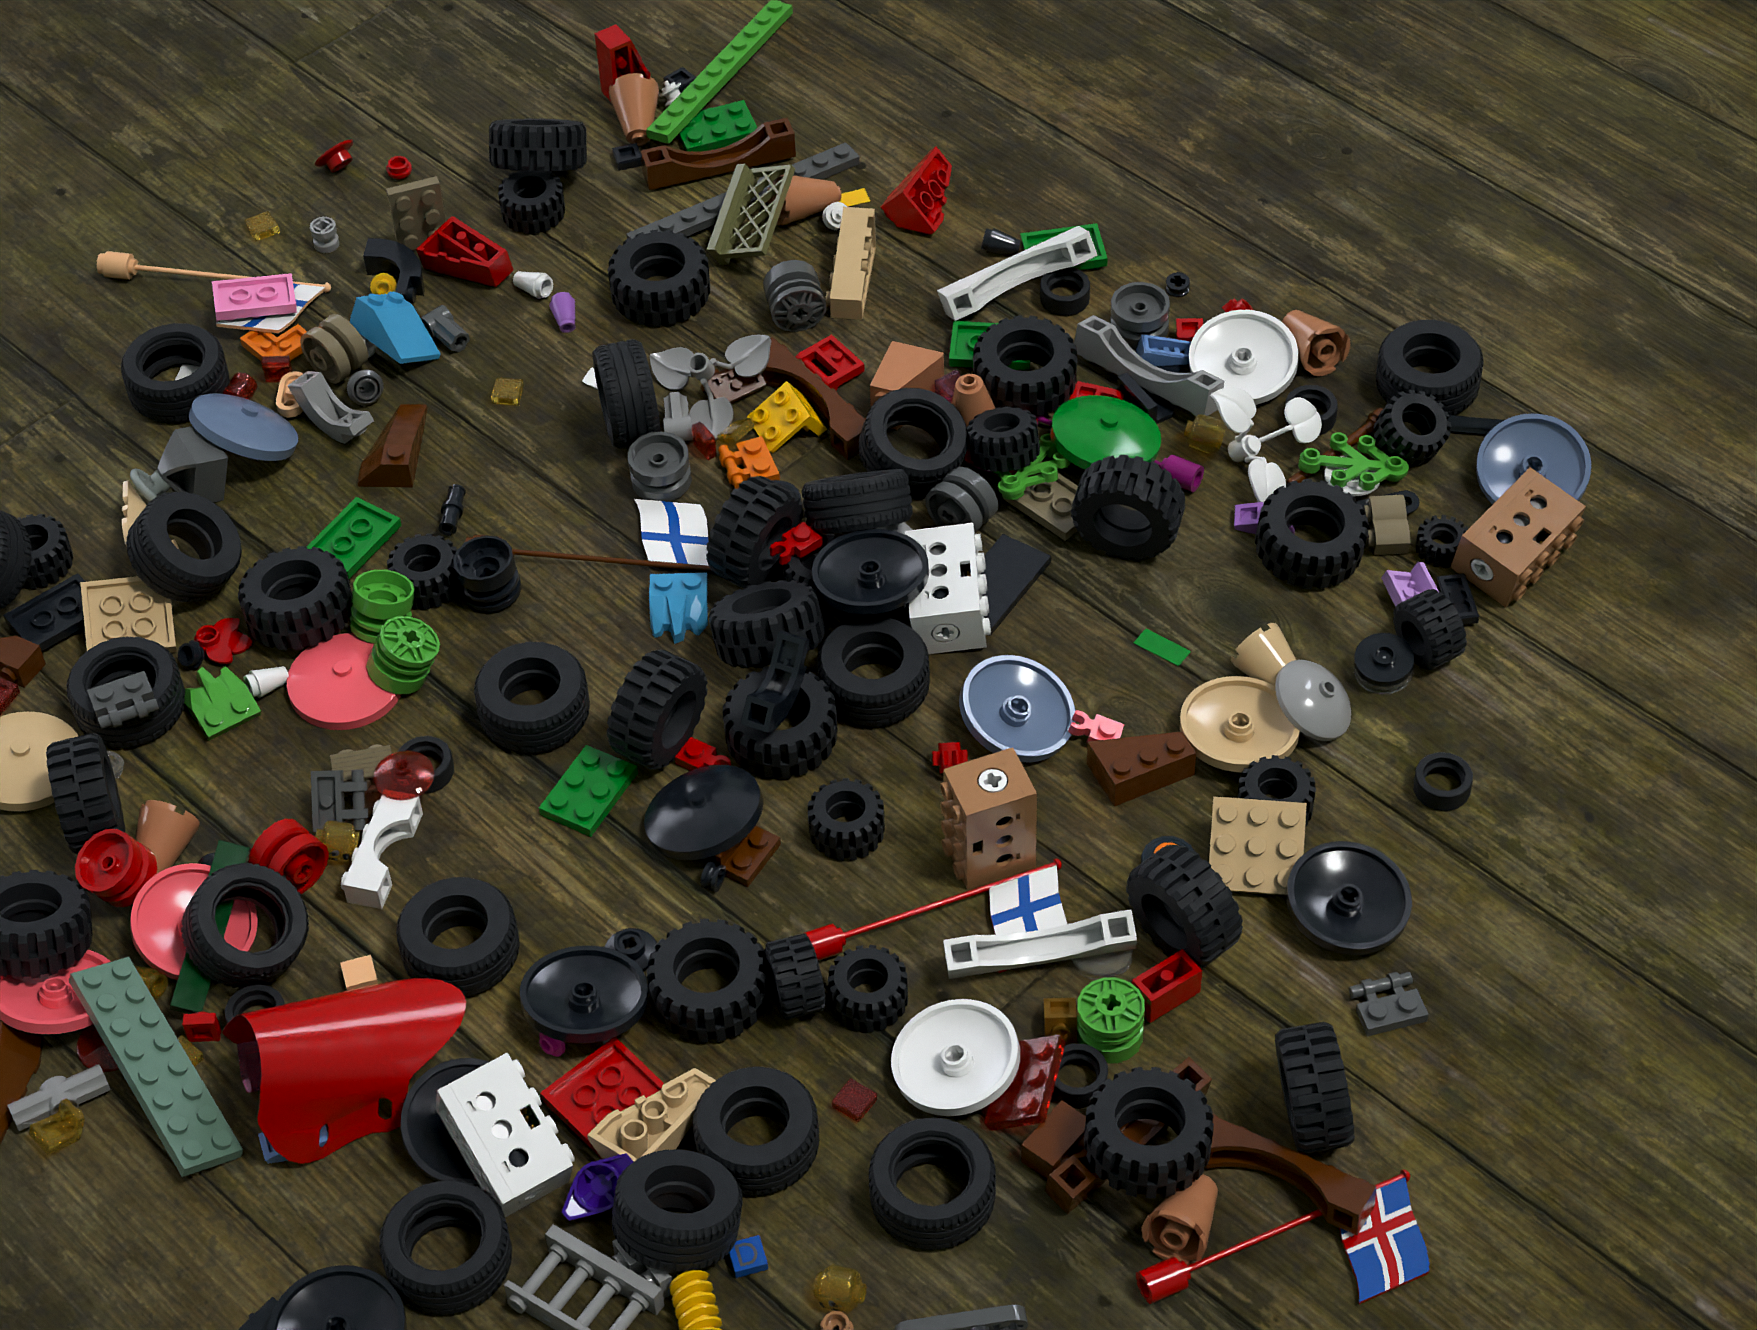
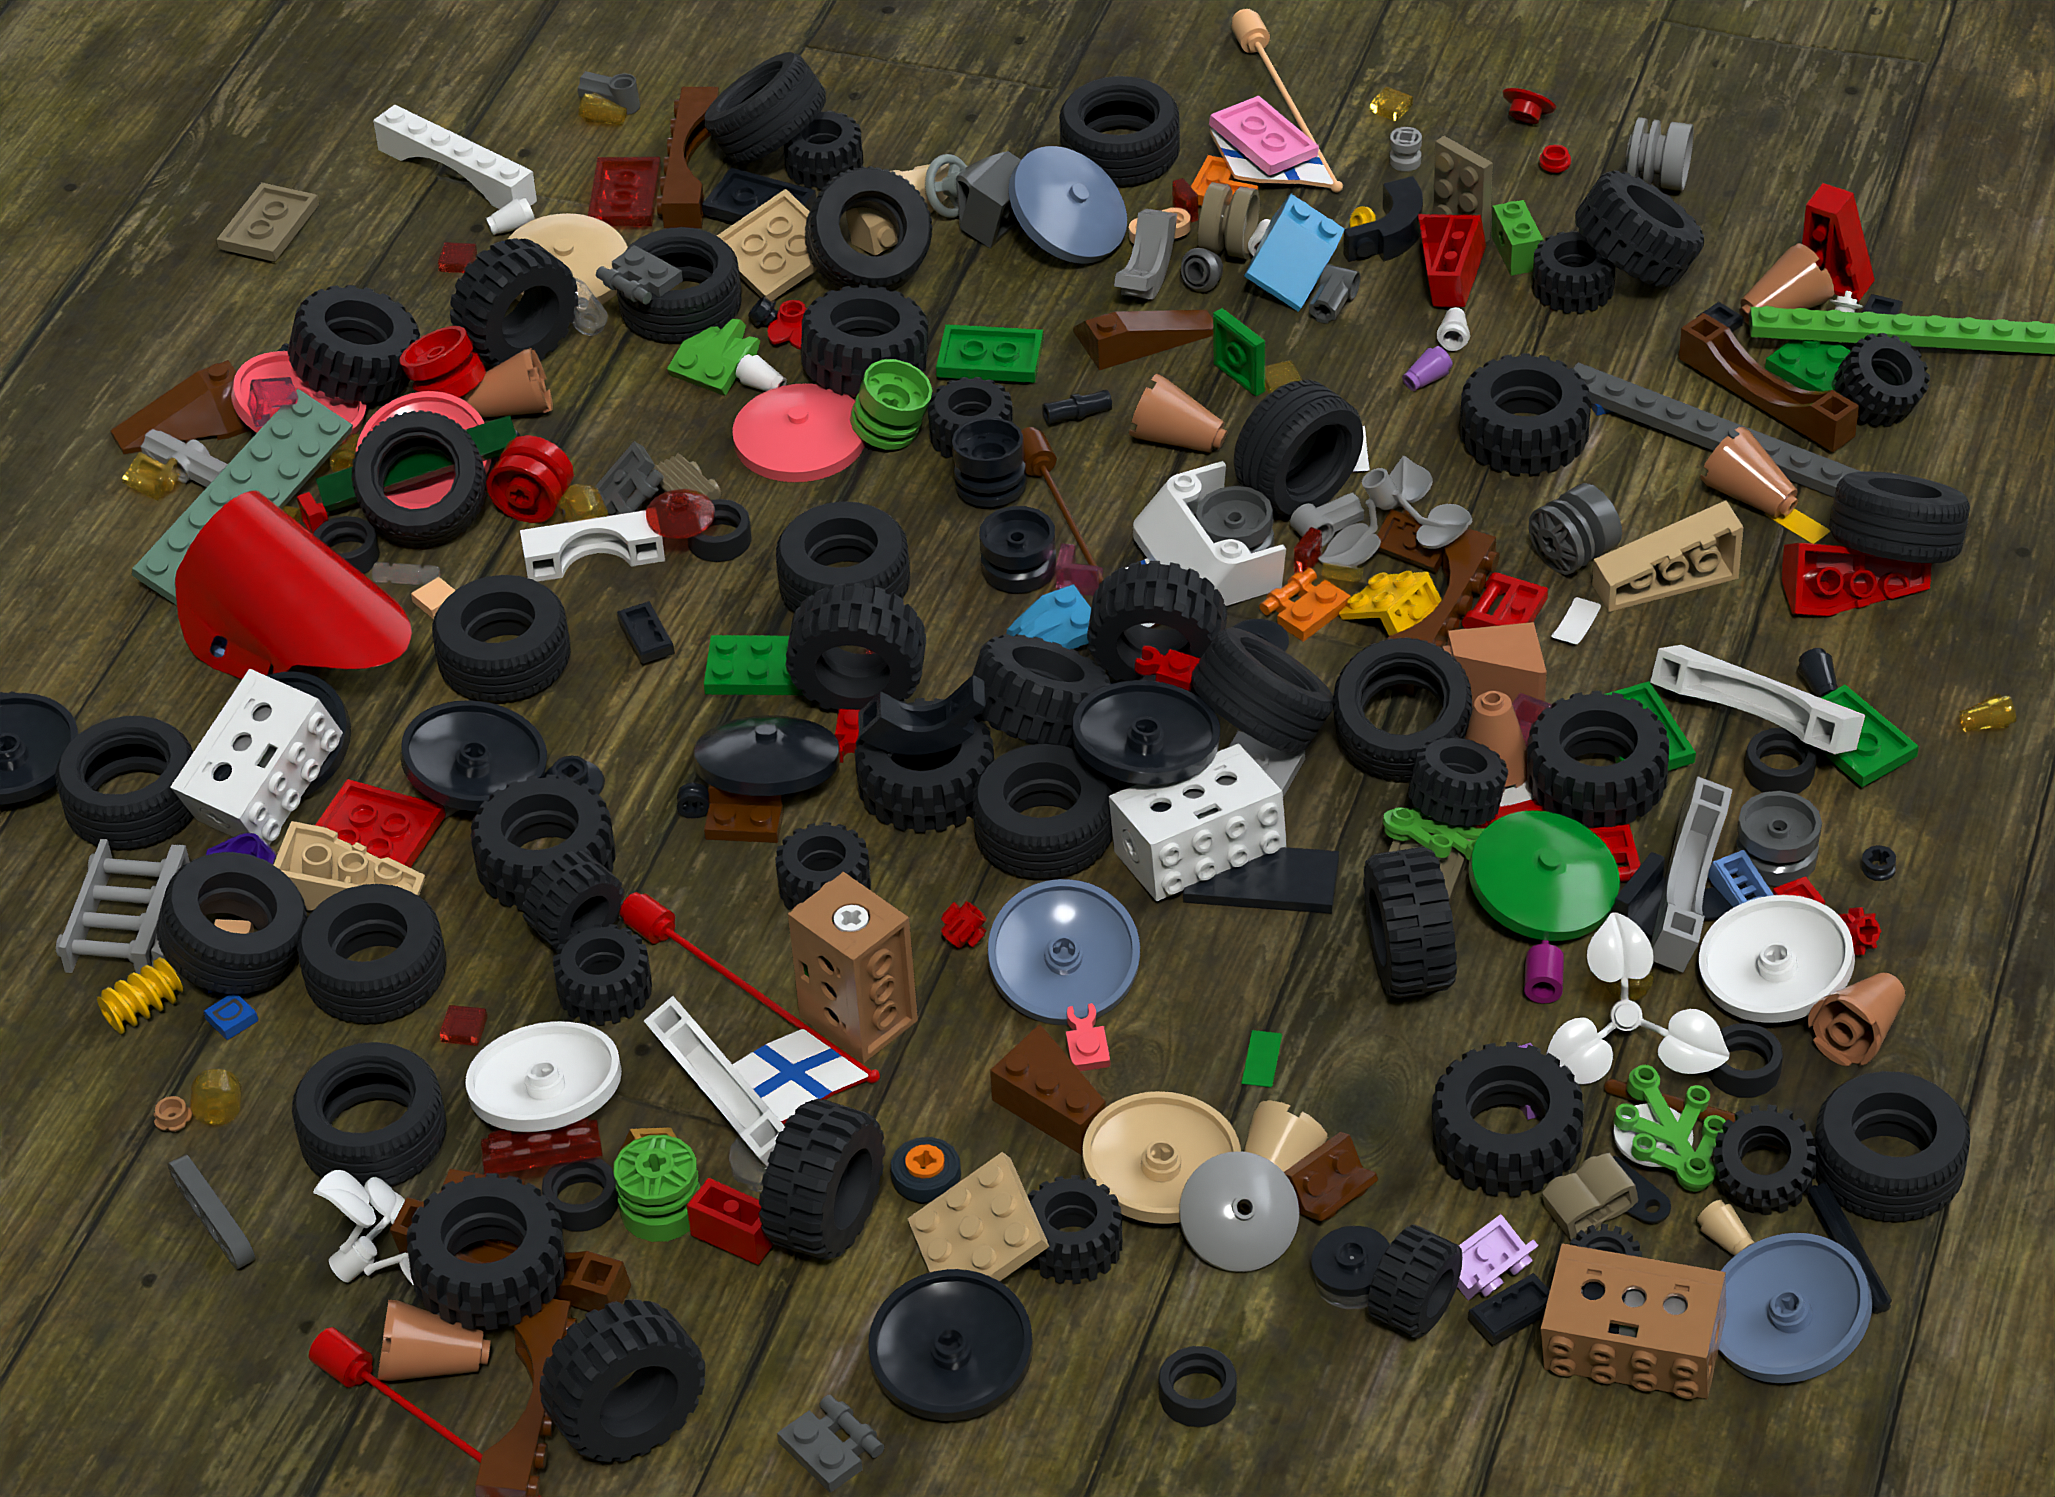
camera: 65 degrees right, 5 degrees down
(69, 996) = (269, 394): none -> clear pink panel
(241, 386) = (1128, 189): clear red wheel -> none
(319, 981) = (404, 573): none -> clear axle
(403, 655) = (833, 445): bright green wheel -> none
(455, 110) = (1660, 153): none -> light grey wheel
(475, 211) = (1515, 236): none -> bright green brick
(480, 395) = (1239, 352): none -> green plate
(504, 848) = (645, 632): none -> black plate
(515, 458) = (1176, 419): none -> nougat cone
(590, 592) = (1018, 549): none -> black wheel
(630, 576) = (1082, 576): none -> clear pink panel
(660, 499) = (1171, 533): none -> white windscreen
(737, 209) = (1672, 433): olive fence -> none
(762, 98) = (1895, 364): none -> black tyre
(833, 214) = (1753, 518): white wheel -> none
(861, 337) = (1577, 621): none -> white sticker
(909, 139) = (1899, 517): none -> black tyre
(962, 499) = (1341, 788): dark grey wheel -> none
(1068, 1236) = (353, 1200): none -> white plant
(1086, 182) = (1991, 713): none -> clear yellow cone
(1307, 641) = (1329, 1178): none -> reddish brown bracket
(1444, 474) = (1724, 1227): none -> tan cone

